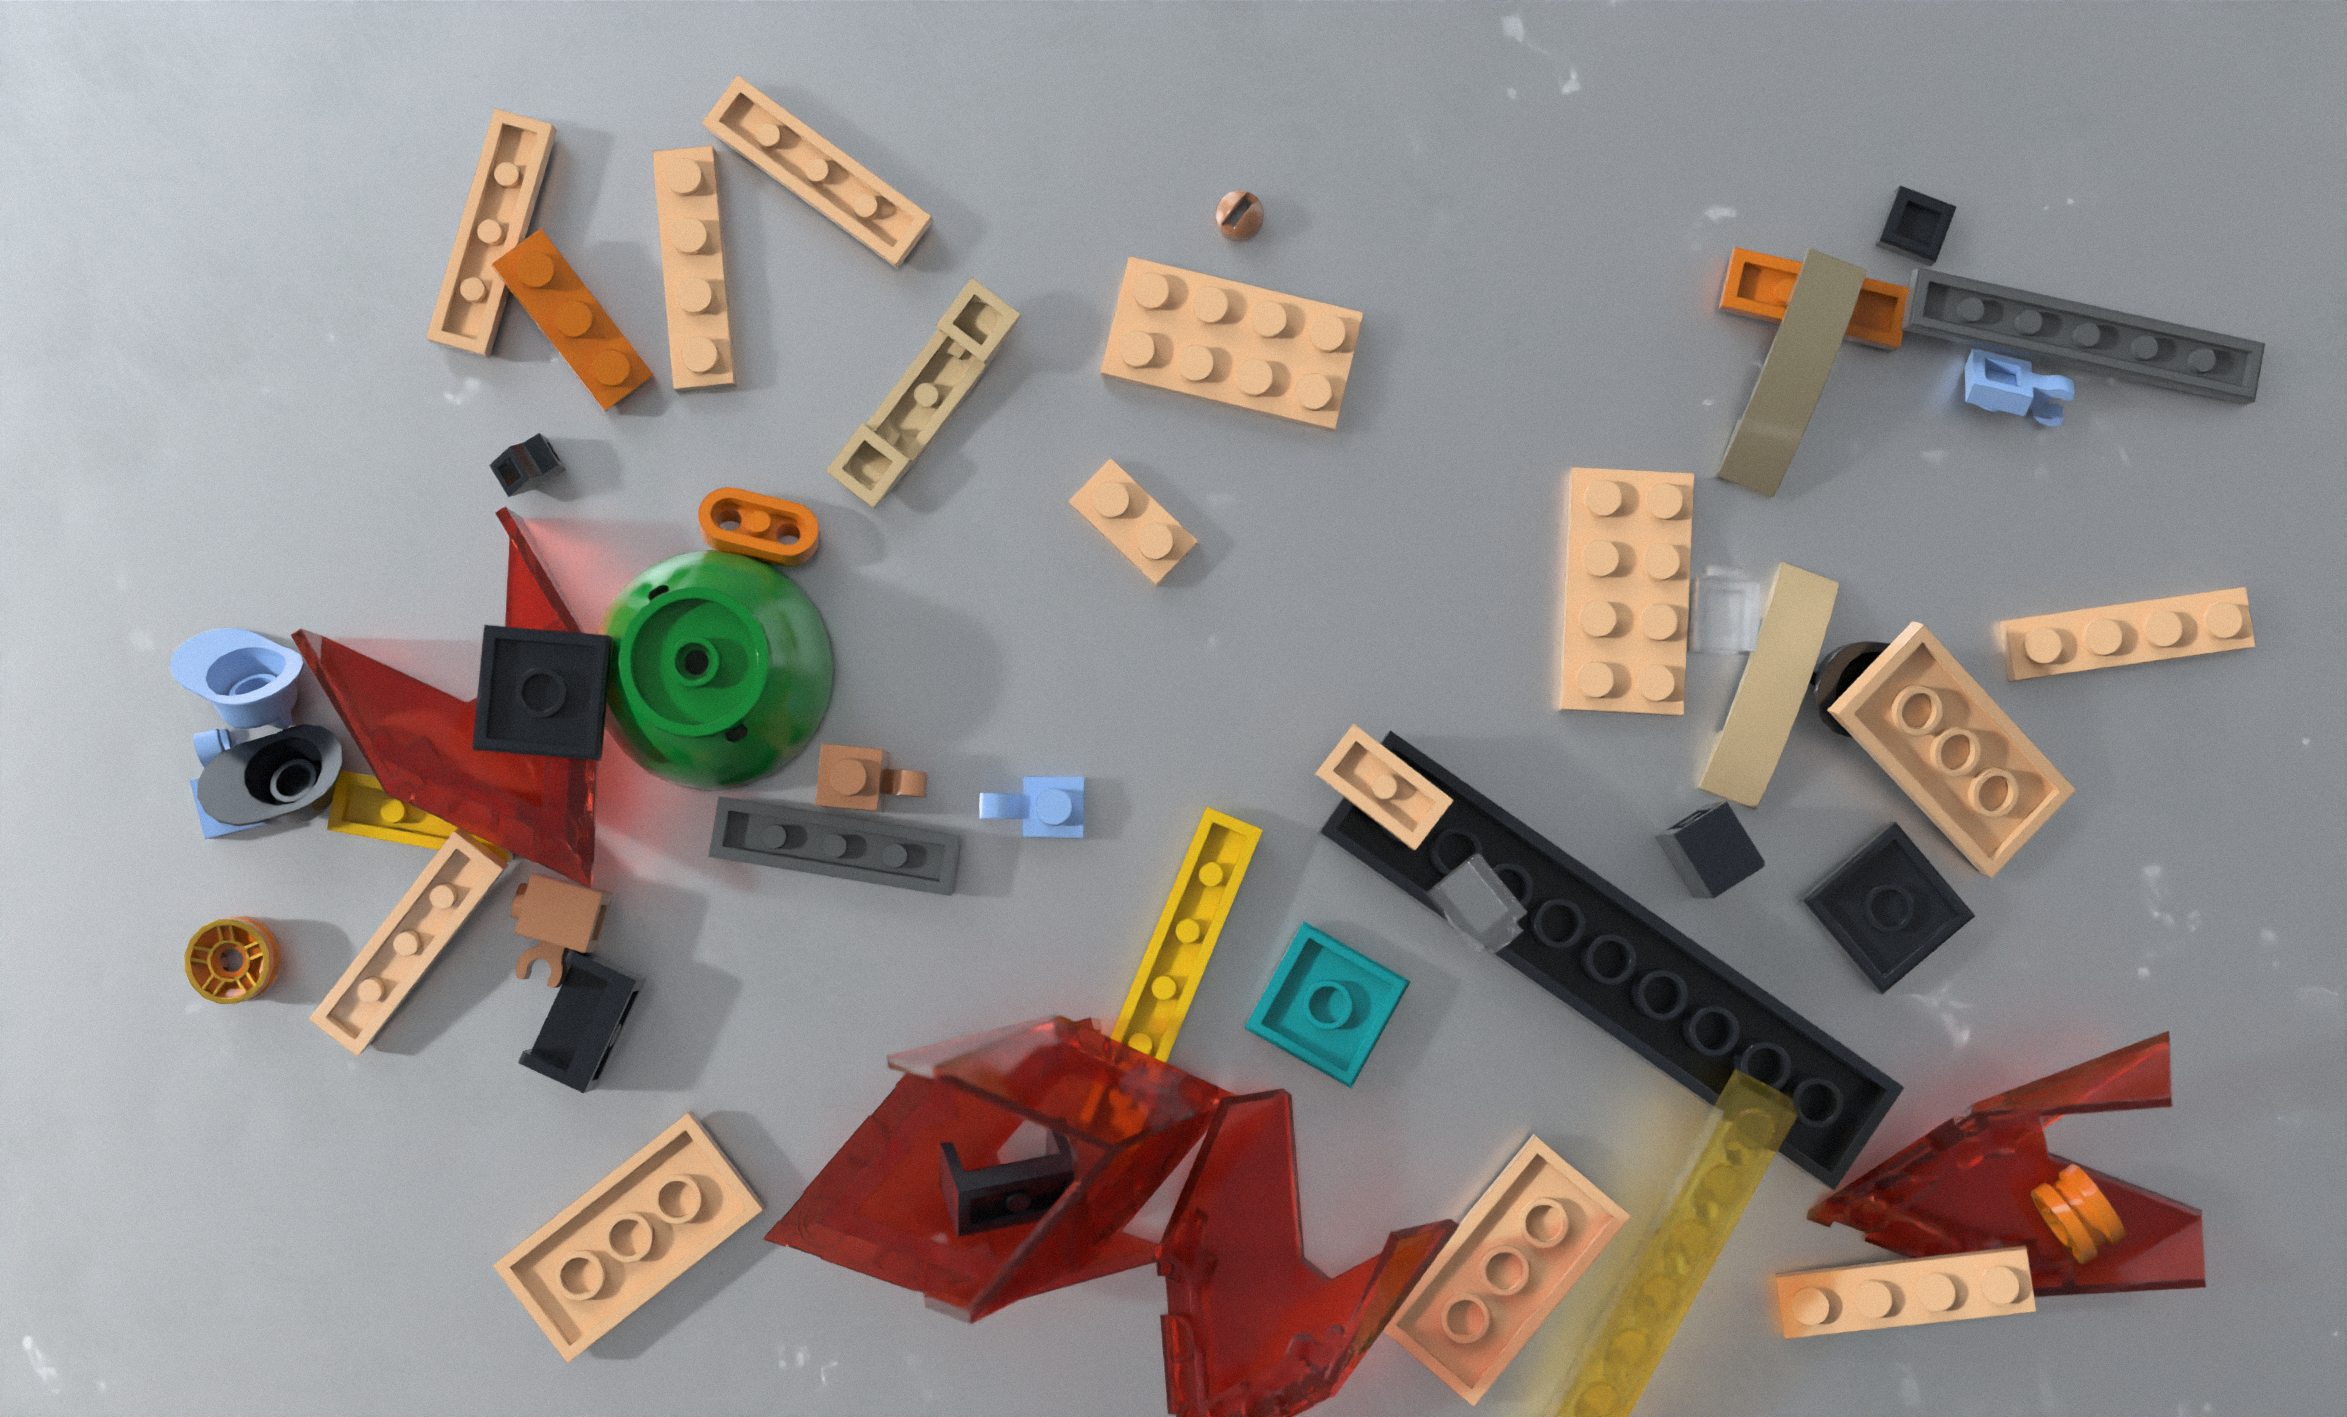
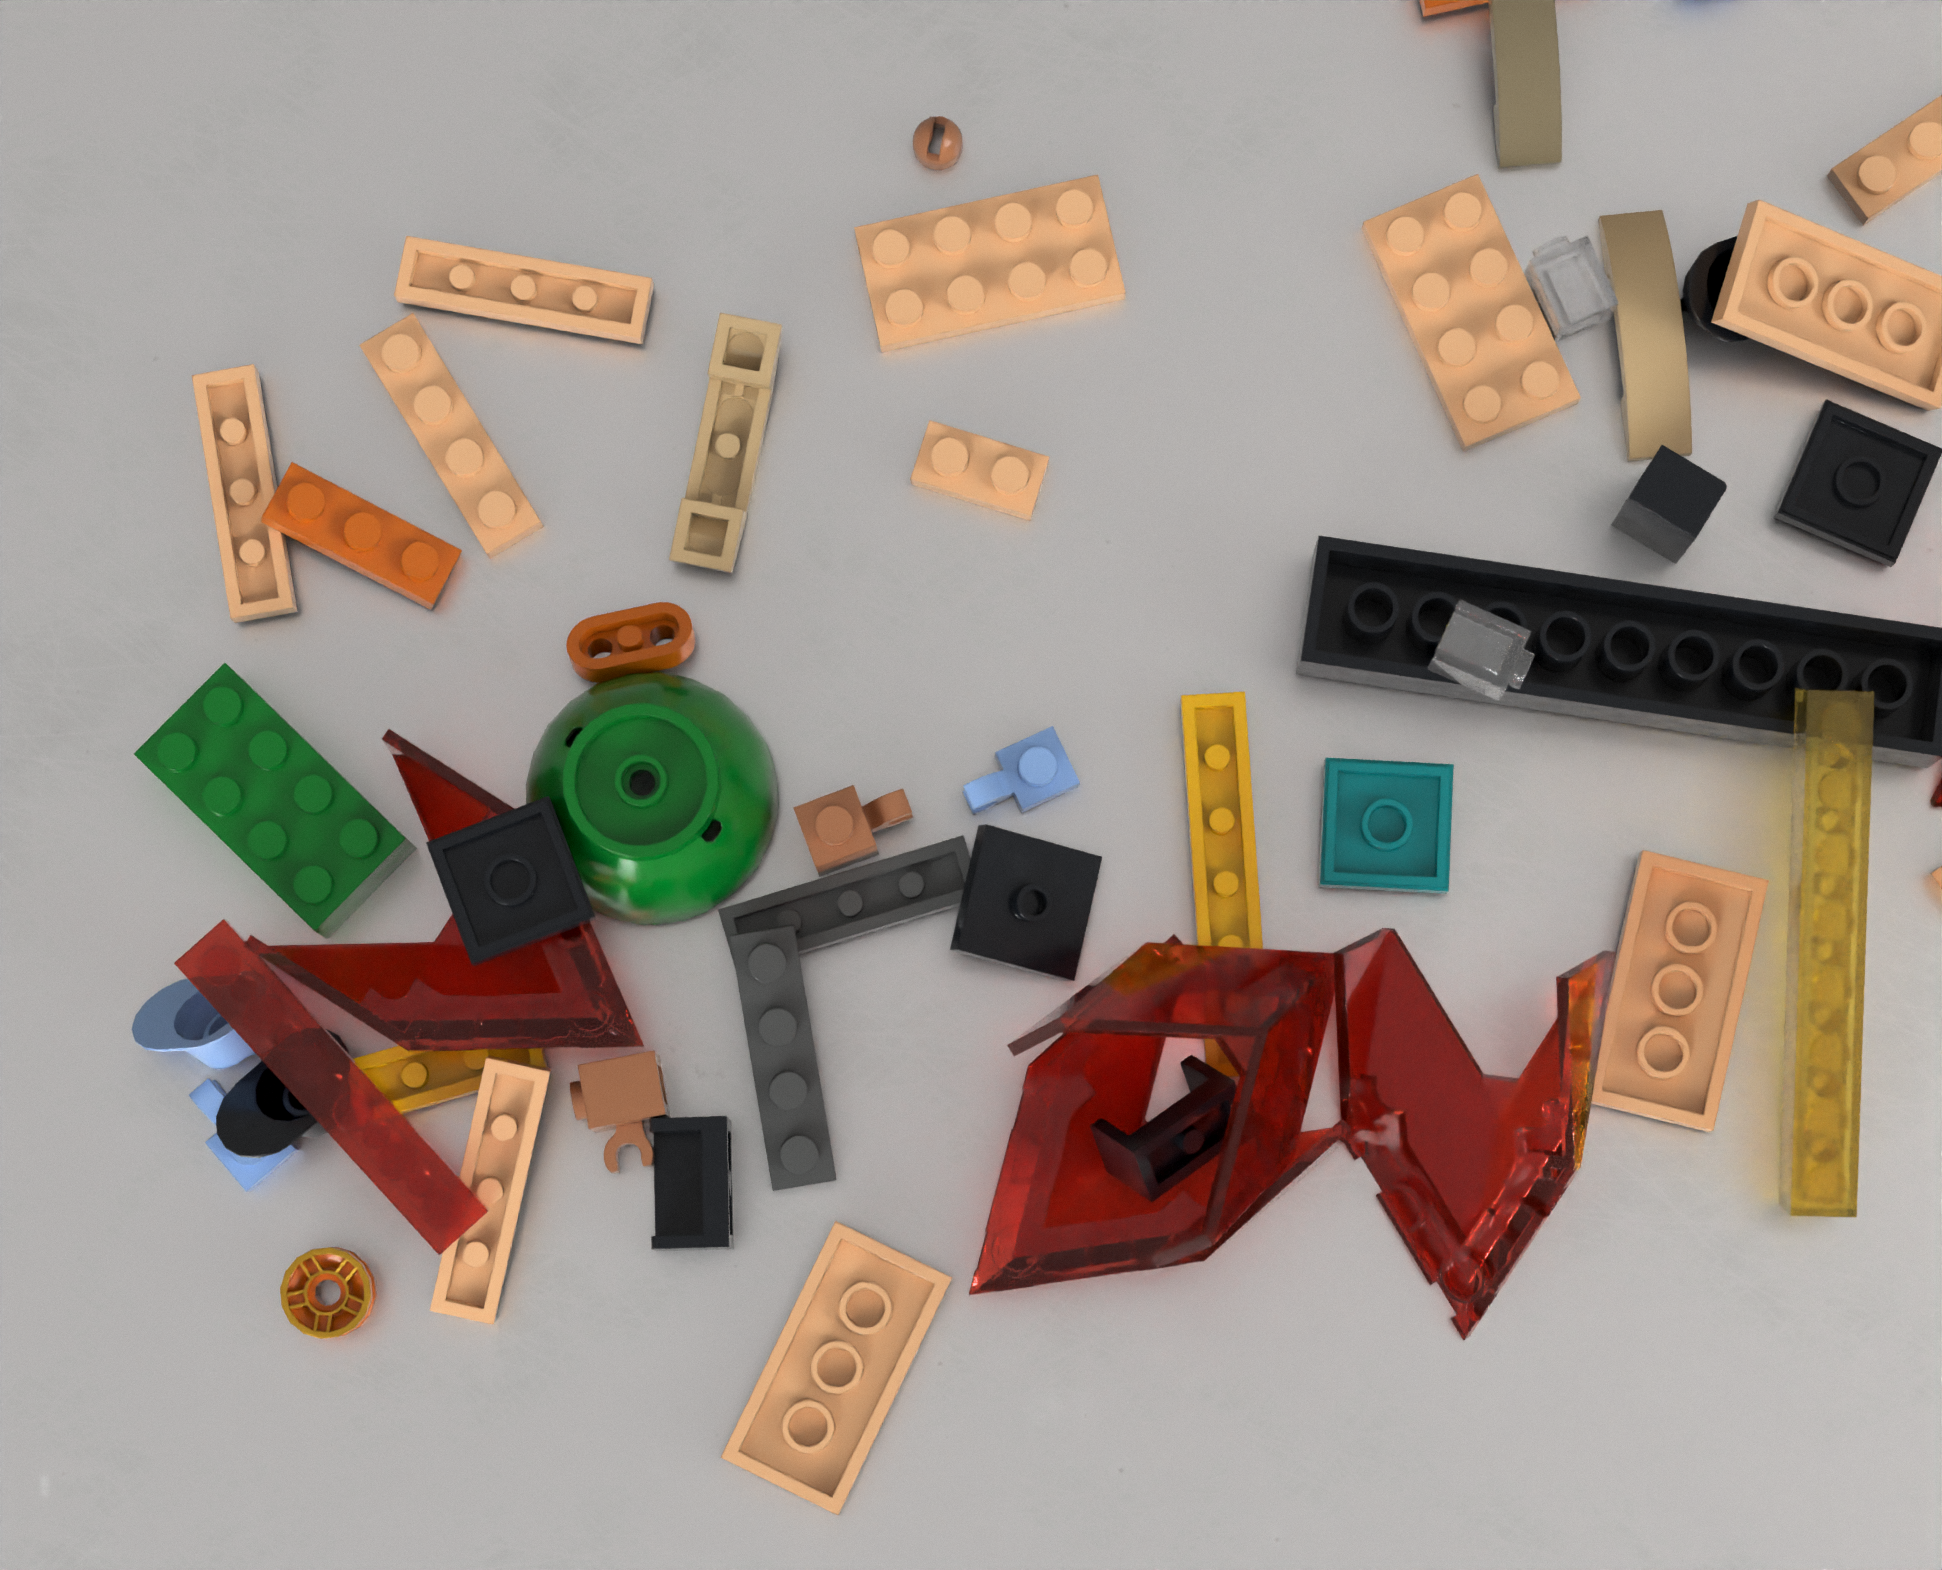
camera: 25 degrees left, 5 degrees down
(308, 792) = (331, 1086): none -> clear red plate
(387, 516) = (275, 801): none -> green brick
(527, 465) = (383, 692): black piece -> none
(712, 950) = (783, 1057): none -> dark grey plate
(984, 920) = (1026, 903): none -> black plate
(1384, 787) = (1340, 586): light nougat plate -> none

